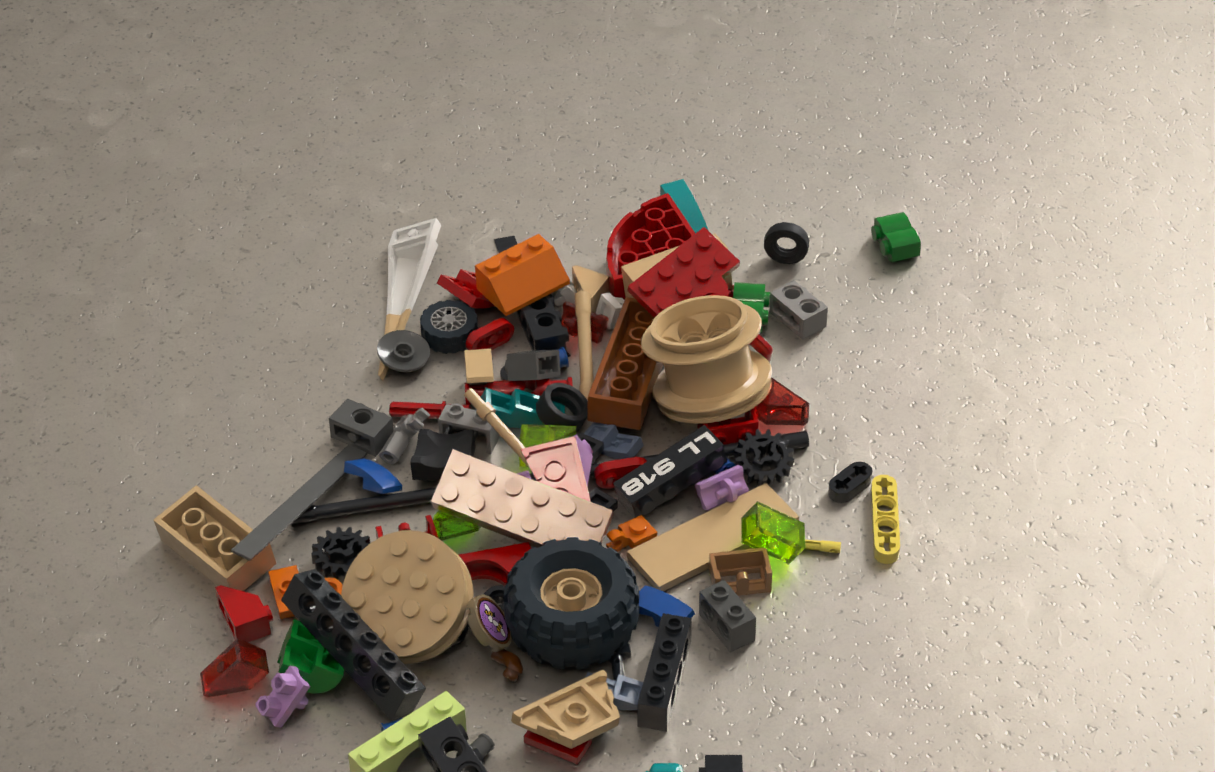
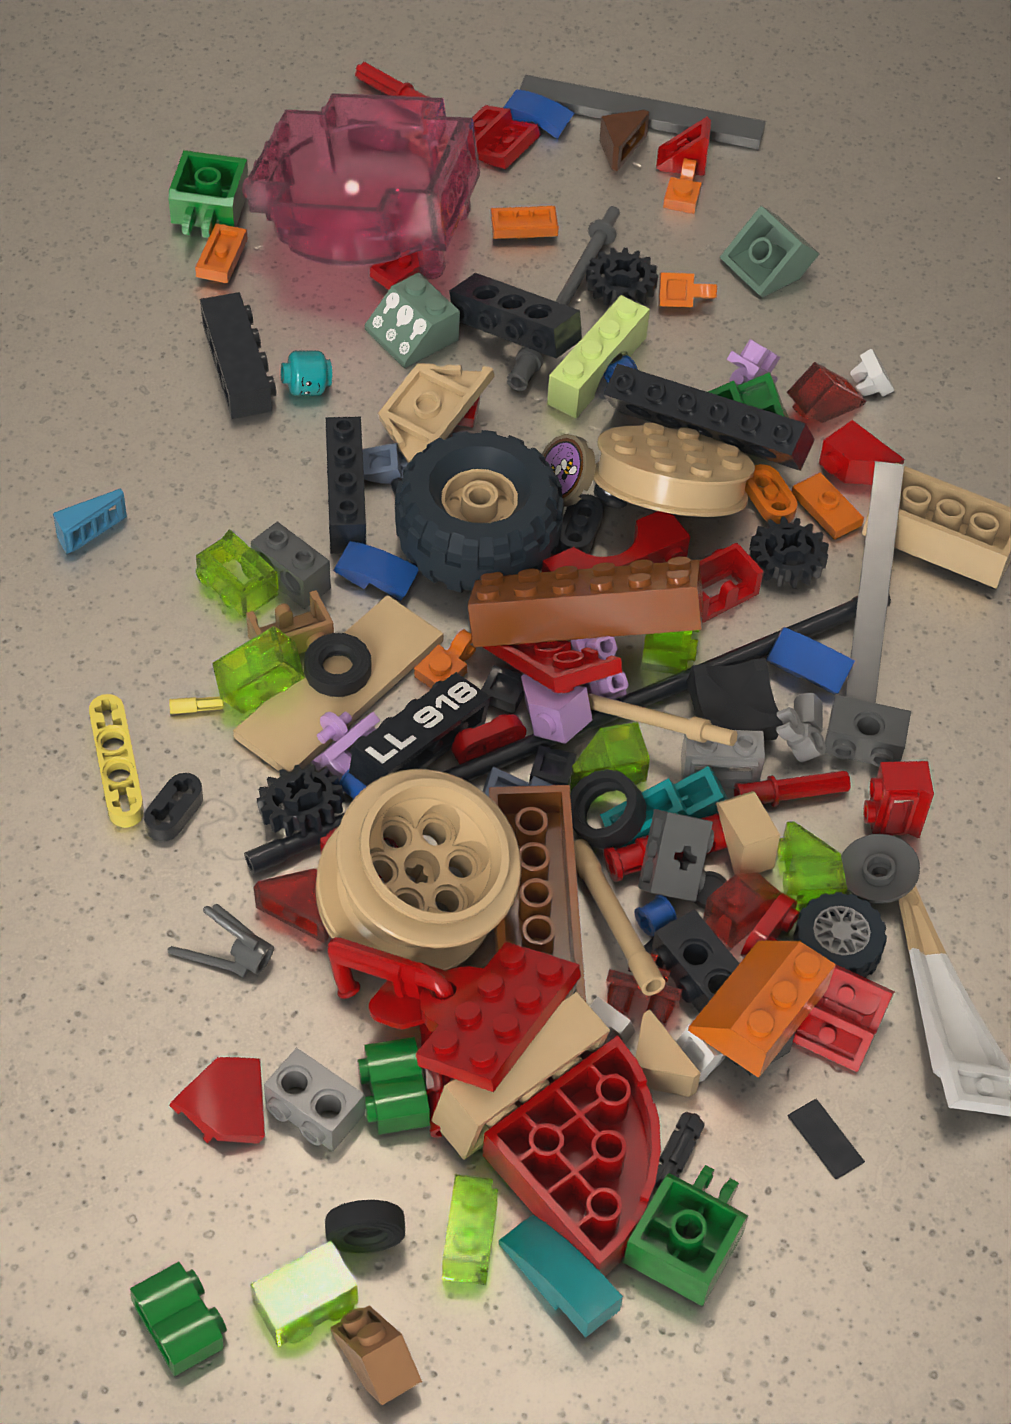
camera: 160 degrees right, 10 degrees up
(182, 681) = (874, 374): none -> white tile
(368, 385) = (899, 782): none -> red window
(446, 359) = (810, 865): none -> clear neon green slope
(502, 342) = (739, 906): none -> clear red slope
(594, 258) = (679, 1146): none -> black axle
(605, 207) = (683, 1210): none -> green hinge
(712, 521) = (337, 645): none -> black tyre
(733, 227) = (470, 1230): none -> clear neon green window
(776, 639) = (232, 591): none -> clear neon green window
(795, 203) = (376, 1353): none -> medium nougat slope
(820, 388) = (248, 949): none -> dark grey plant
(828, 232) = (305, 1294): none -> clear neon green brick
(850, 322) = (226, 1101): none -> red slope
(879, 688) = (88, 519): none -> dark azure slope

